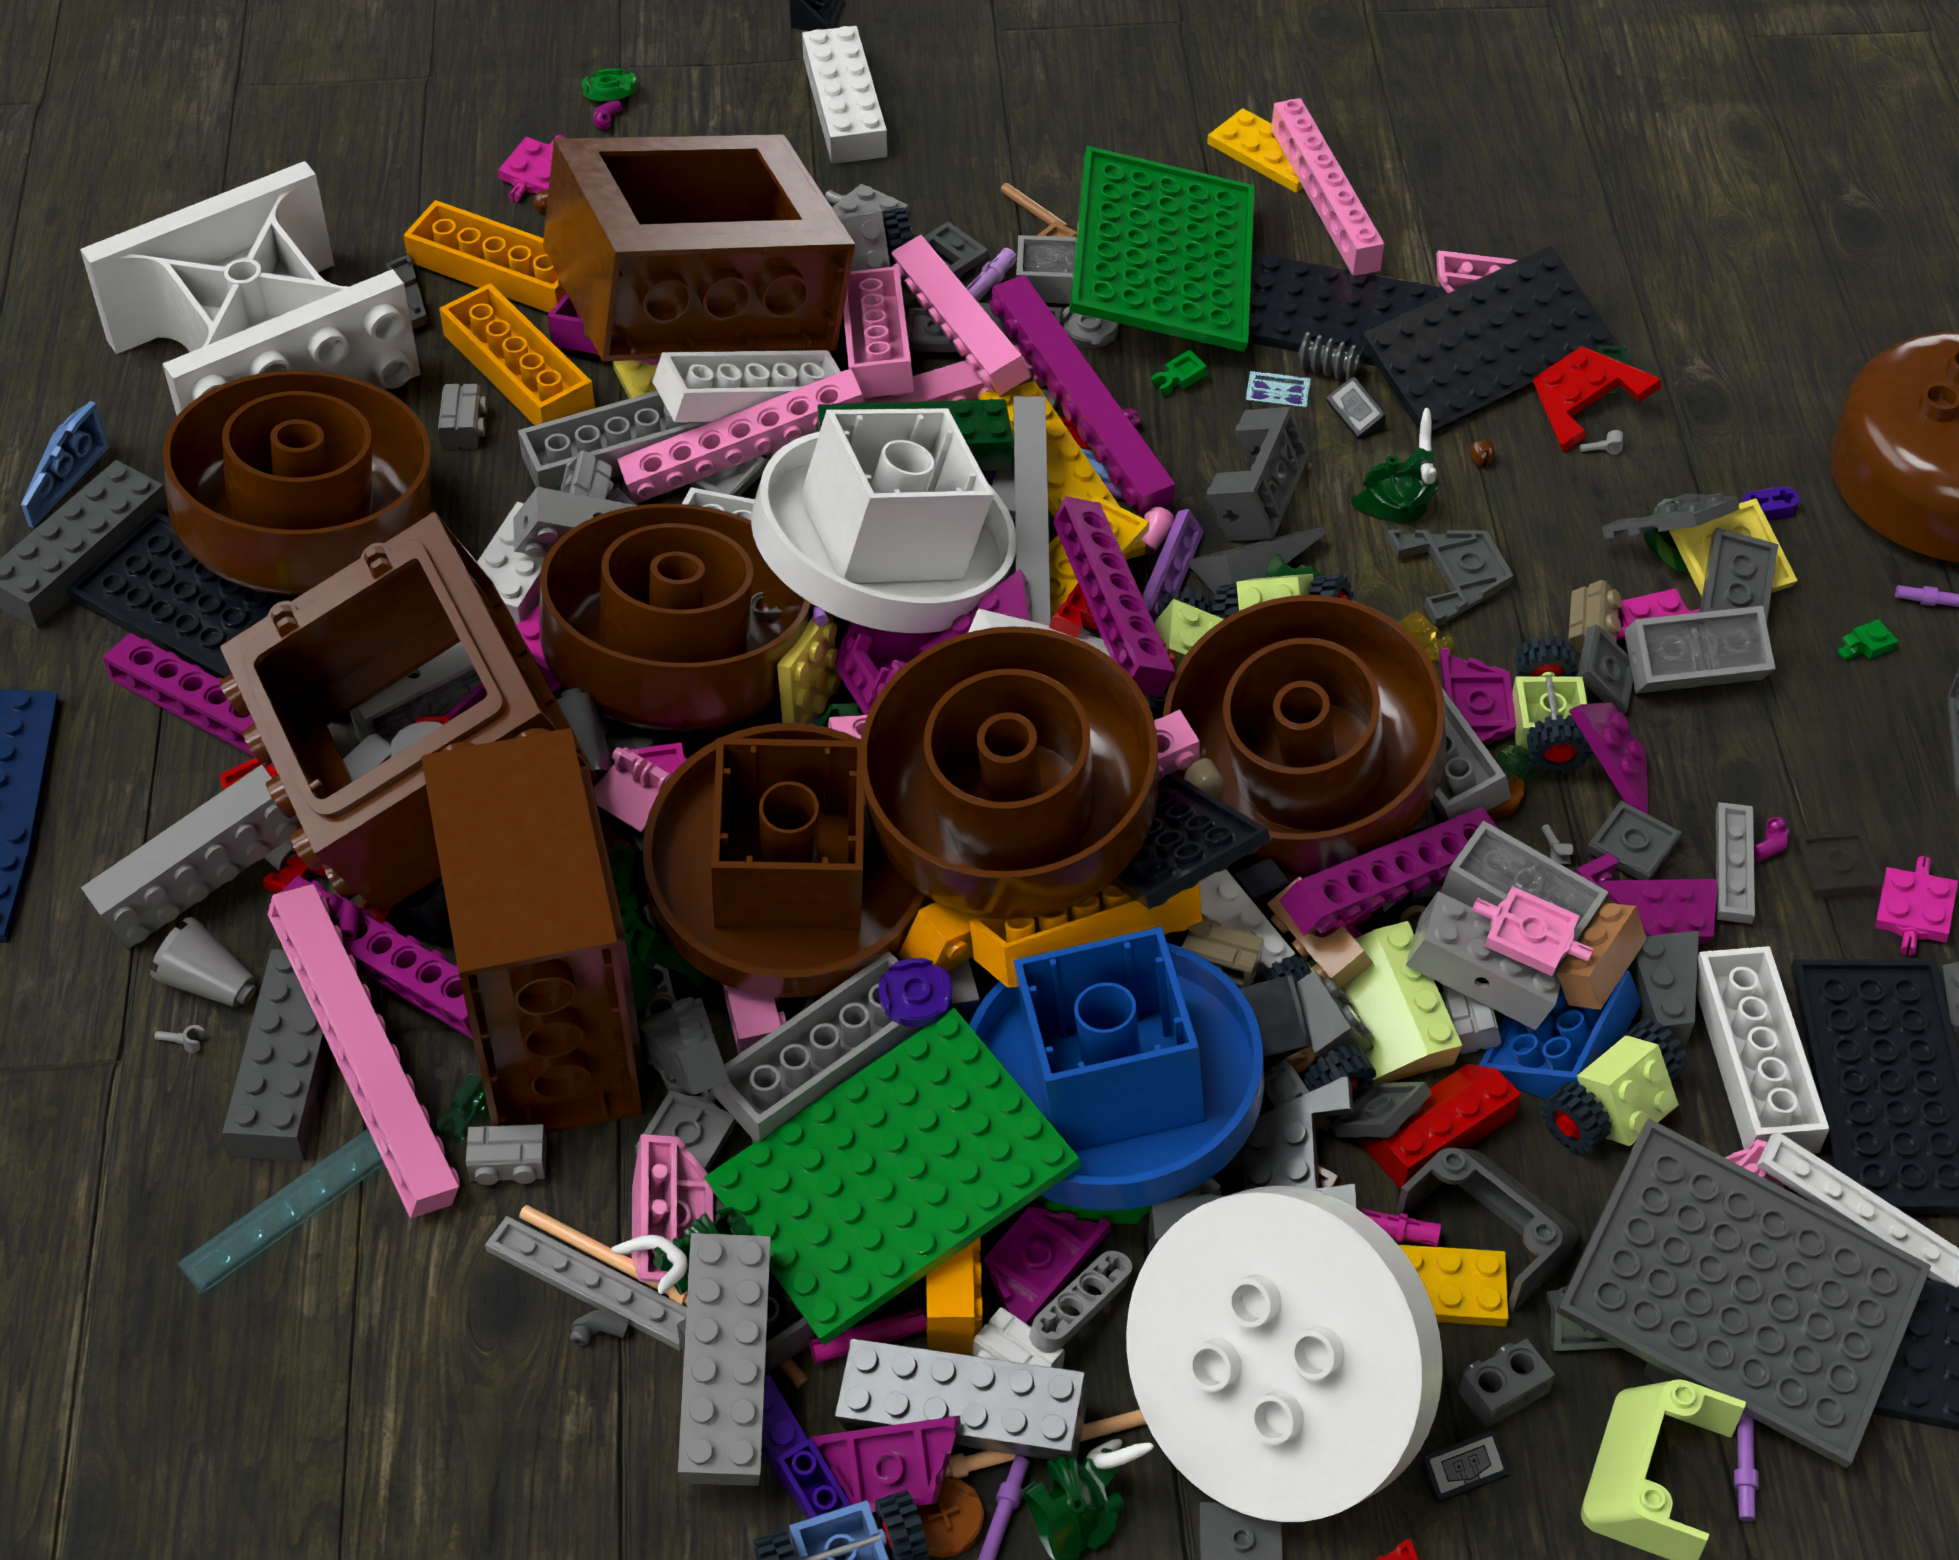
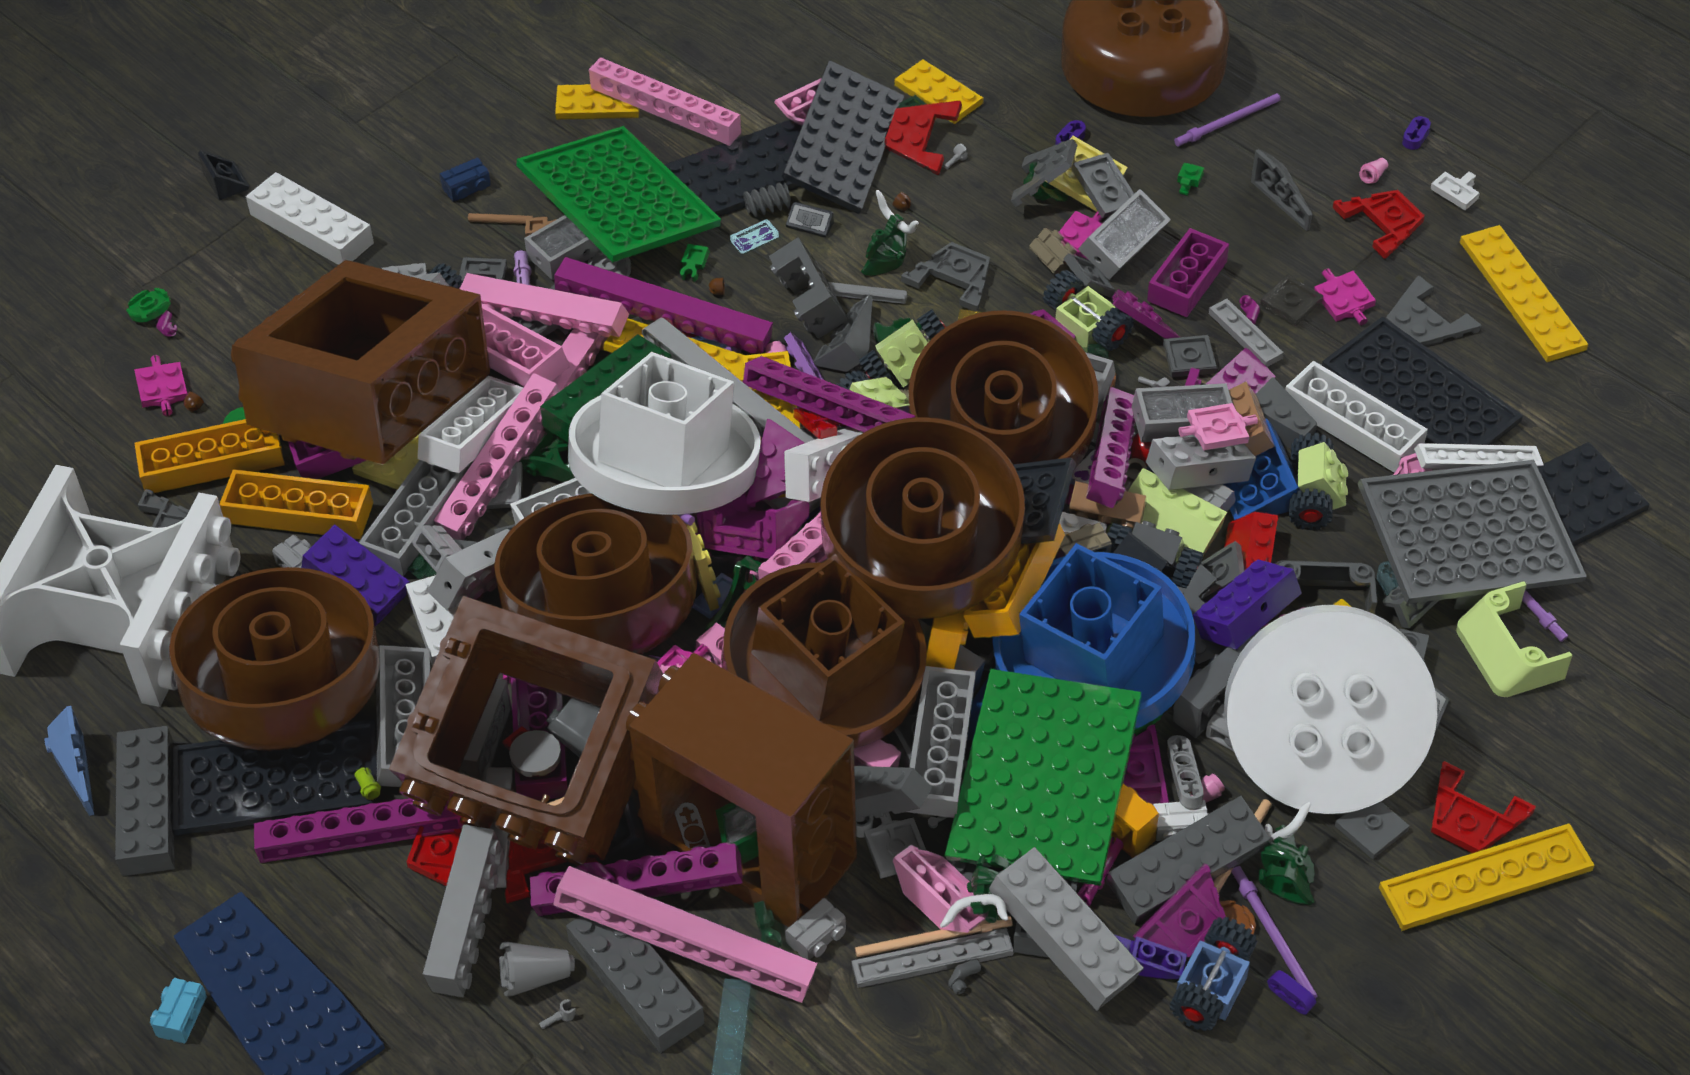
camera: 40 degrees left, 0 degrees up
(482, 459) = (349, 560): none -> dark purple brick
(915, 992) = (964, 675): dark purple tile -> none
(1039, 146) = (465, 179): none -> dark blue brick
(1091, 1344) = (1212, 787): none -> bright pink cone
(1176, 415) = (717, 286): none -> reddish brown hinge
(1334, 526) = (876, 293): none -> light grey axle
(1349, 1158) = (1247, 604): none -> dark purple brick
(1665, 350) = (937, 87): none -> yellow plate
(1734, 744) = (1188, 272): none -> magenta brick

